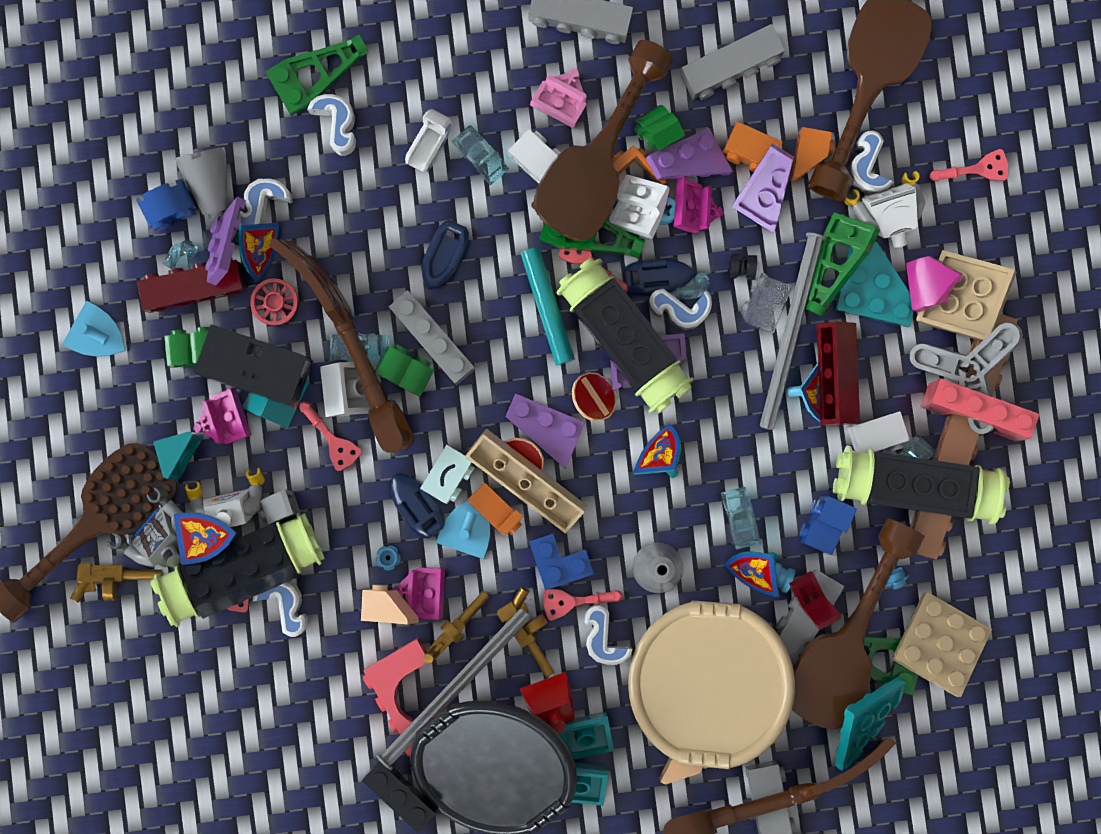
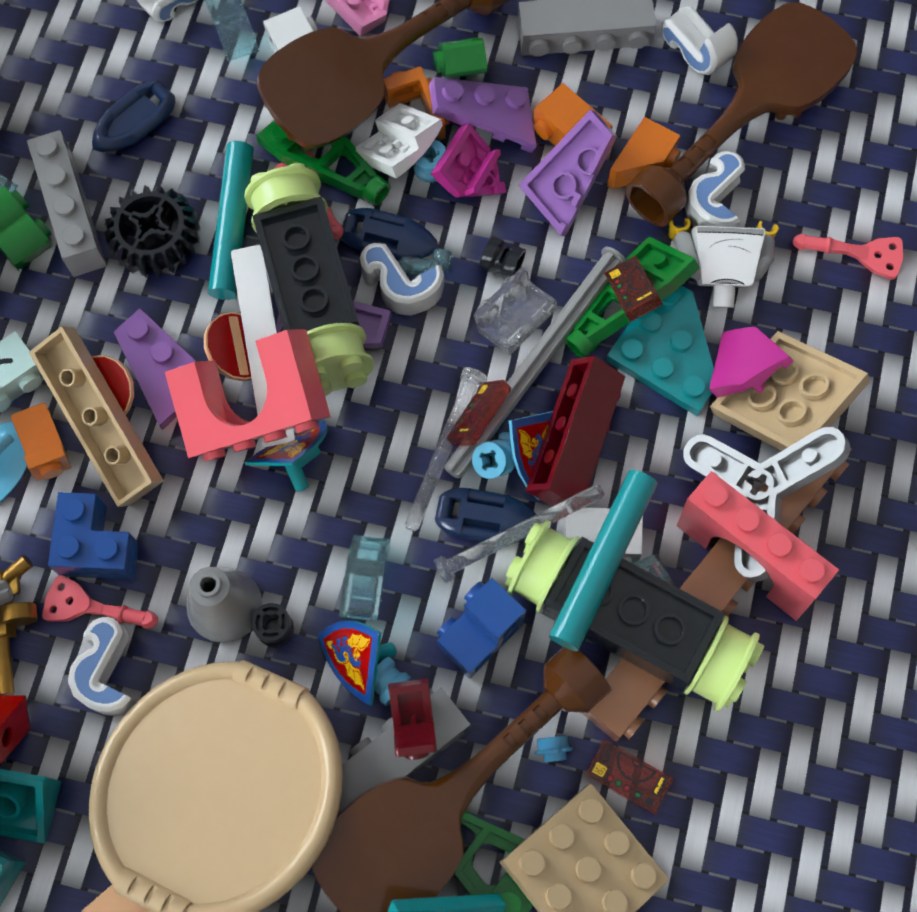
camera: 25 degrees right, 15 degrees down
(511, 336) = (154, 243): none -> black gear
(606, 460) = (292, 399): none -> coral arch
(609, 389) = (256, 318): none -> white sticker
(693, 567) = (278, 630): none -> black wheel
(754, 446) = (472, 379): none -> clear bar
(771, 384) = (479, 413): none -> clear red tile
(794, 404) = (501, 457): none -> medium azure wheel
(799, 448) = (480, 513): none -> dark blue piece
(817, 48) = (698, 43): none -> white animal
(833, 448) = (449, 566): none -> clear bar
(841, 261) = (633, 288): none -> clear red tile
(896, 463) = (603, 560): none -> teal piece
(946, 577) = (629, 777): none -> clear red tile

